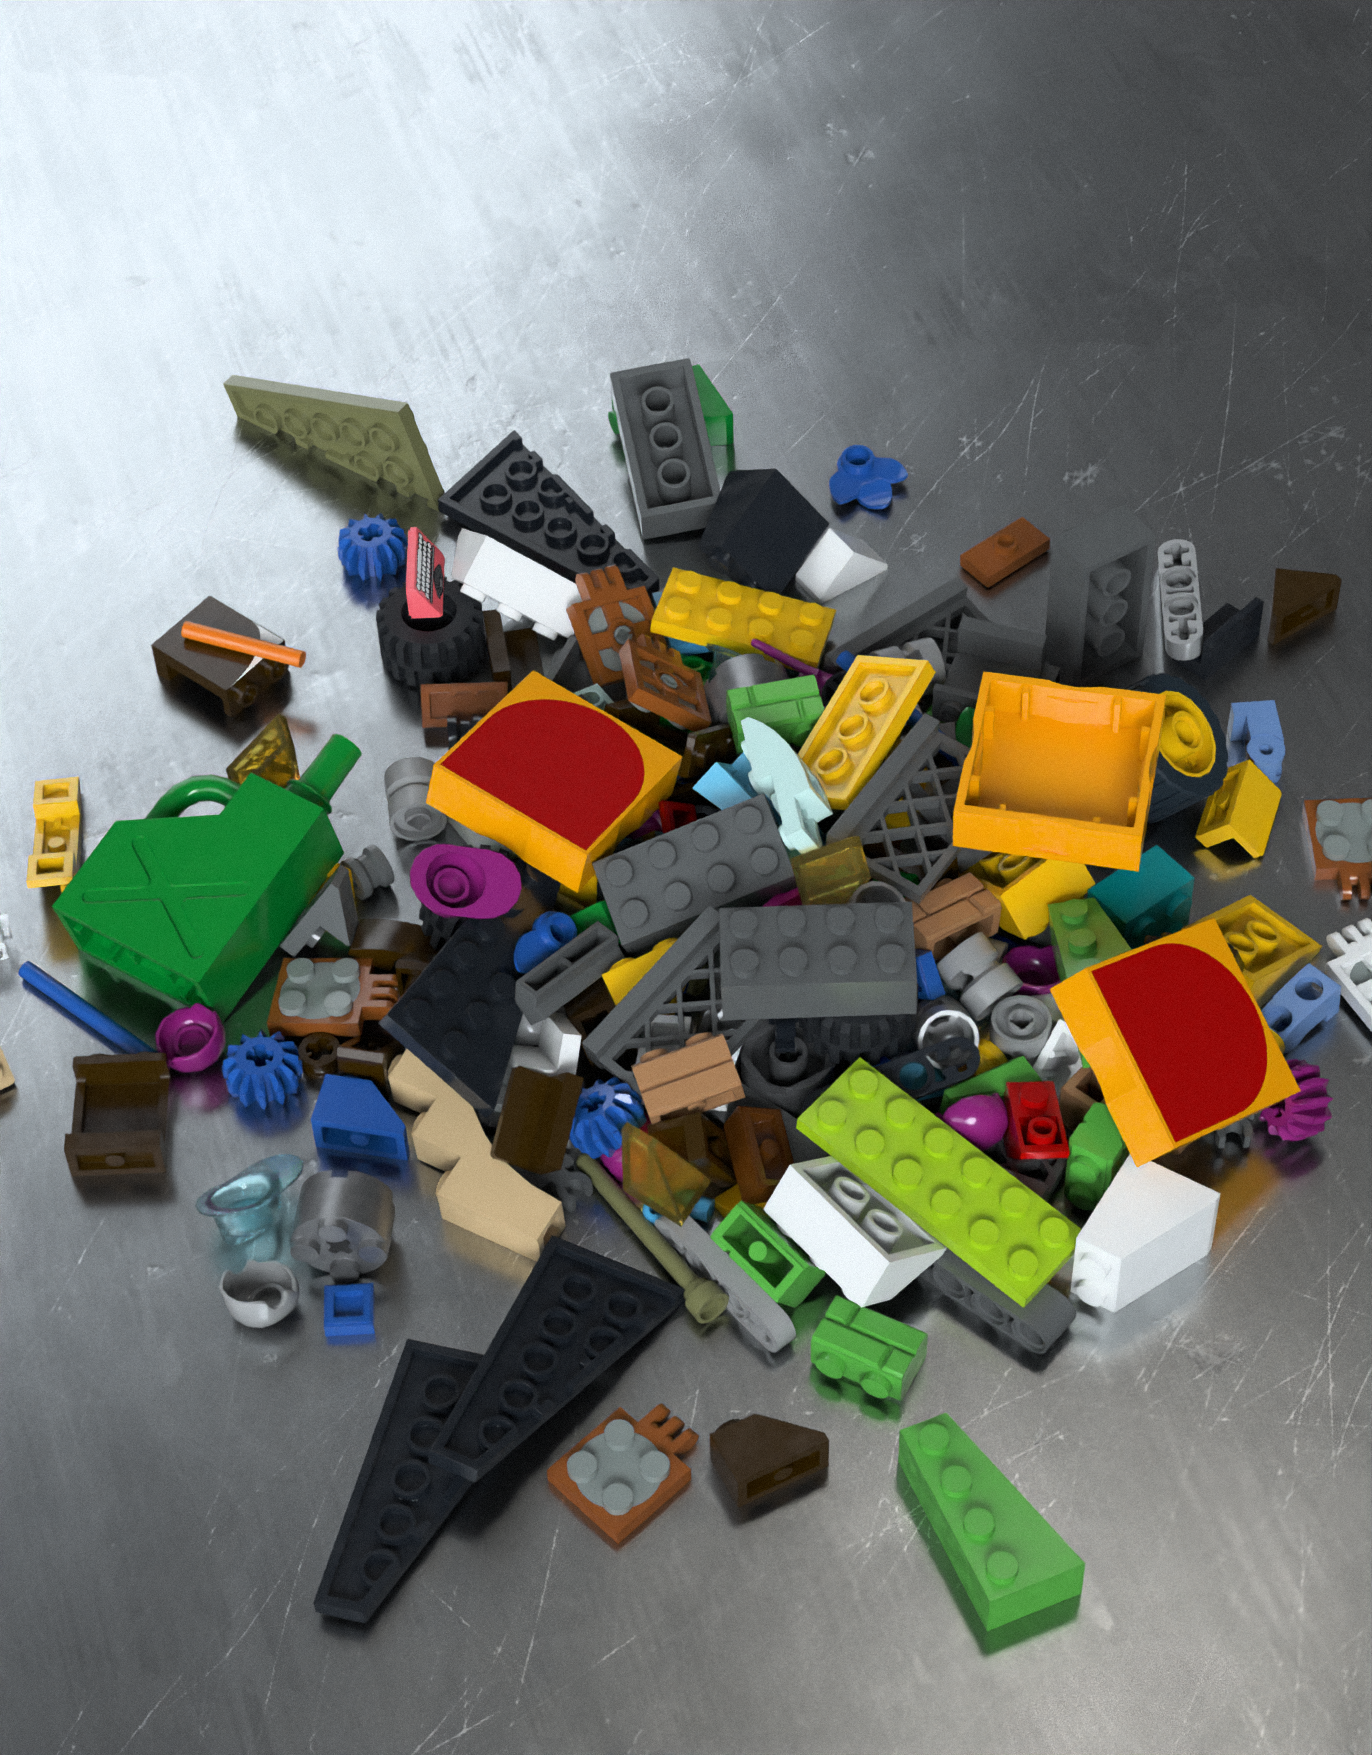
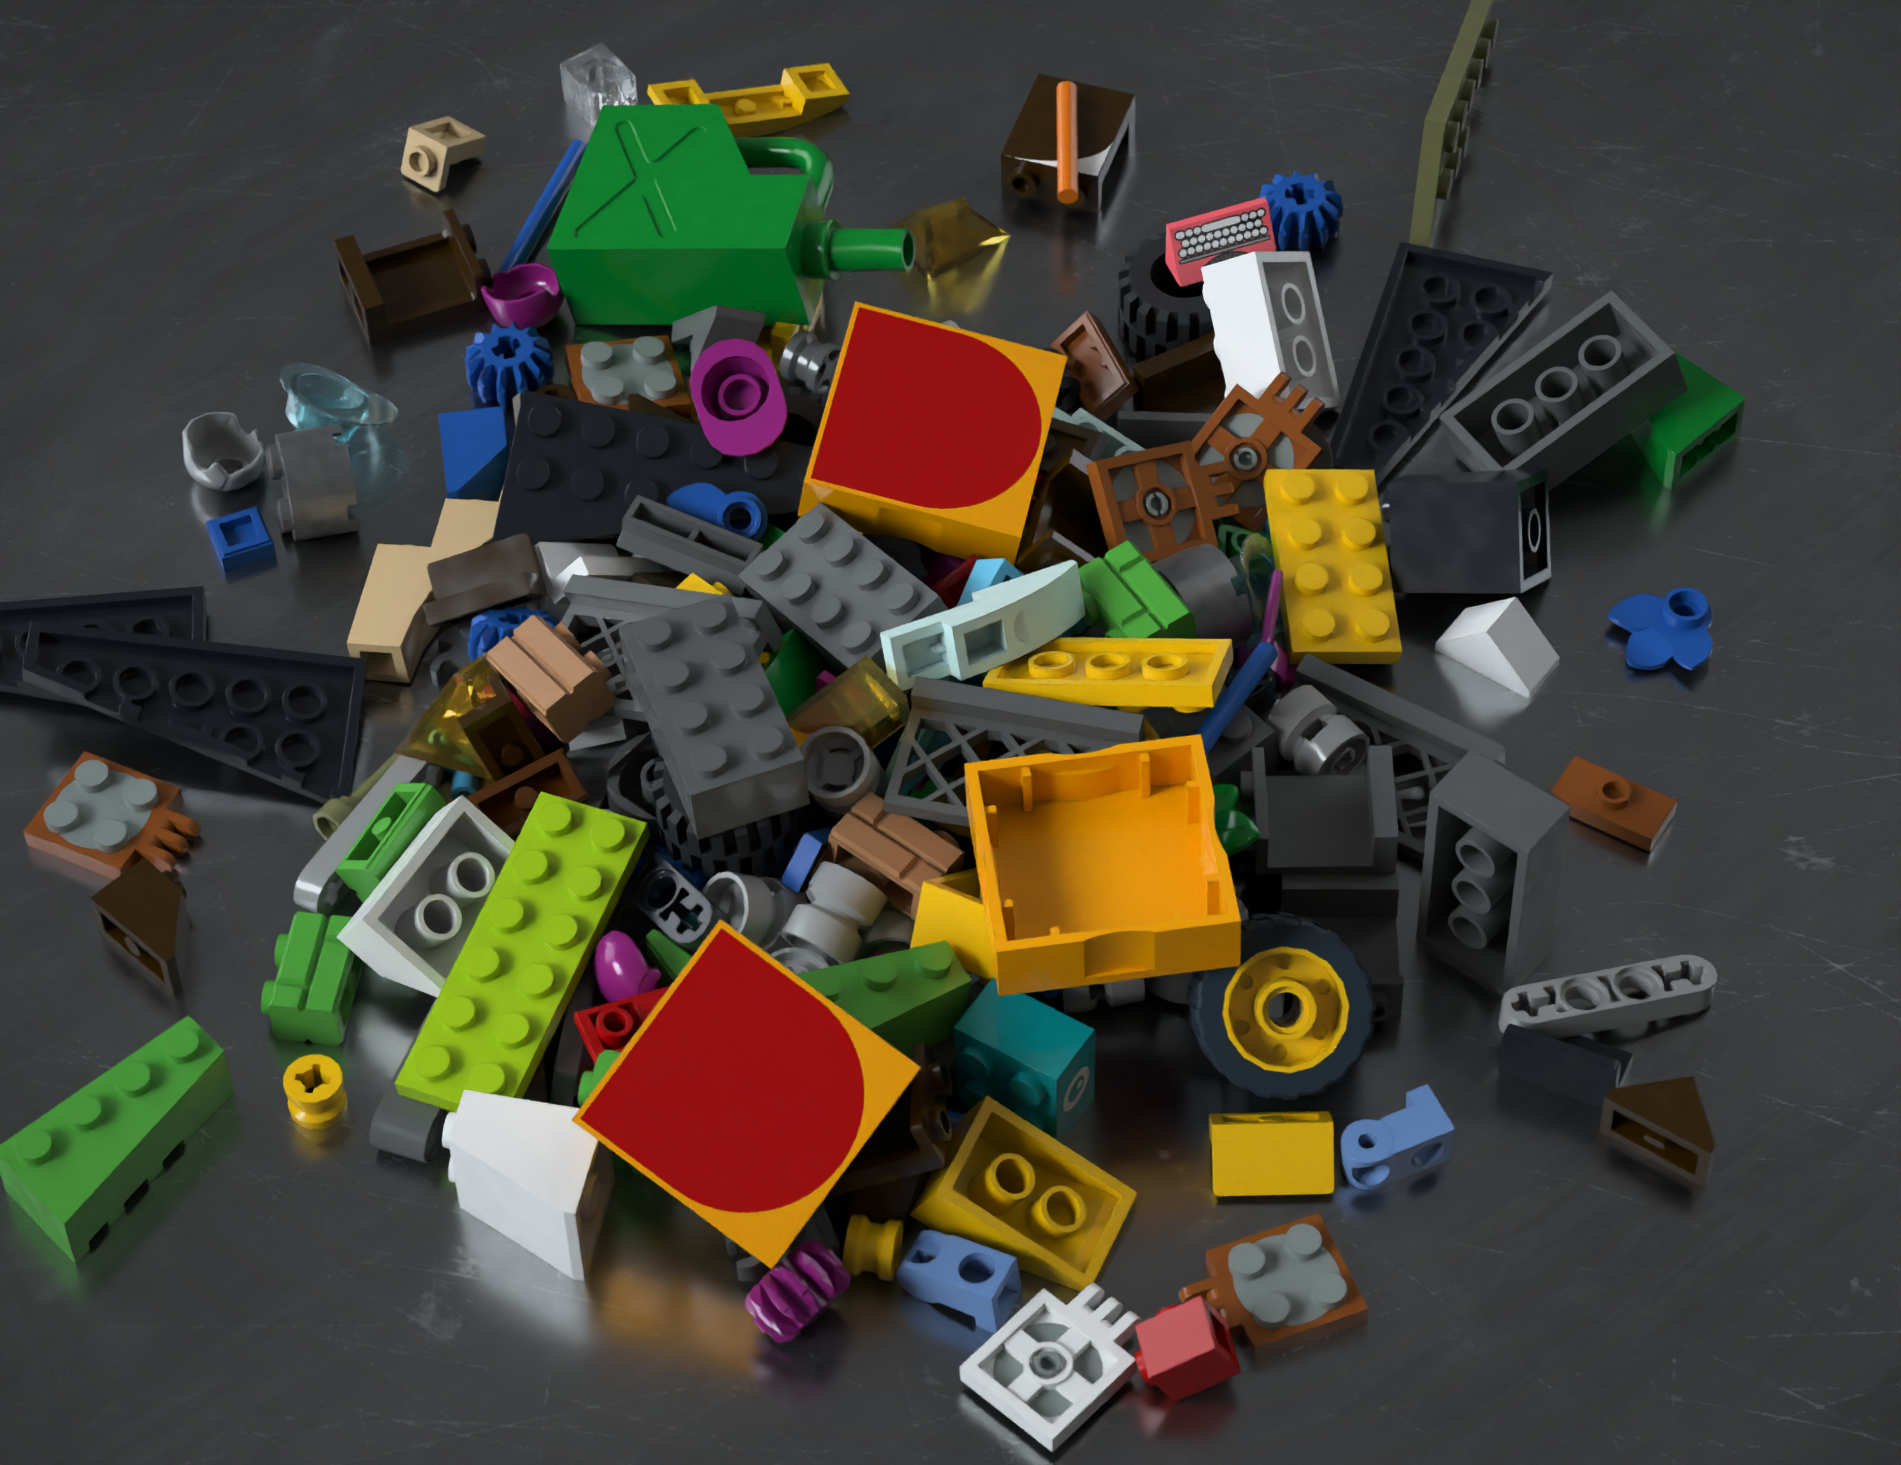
camera: 70 degrees right, 0 degrees up
(983, 1389) = (327, 1101): none -> yellow wheel

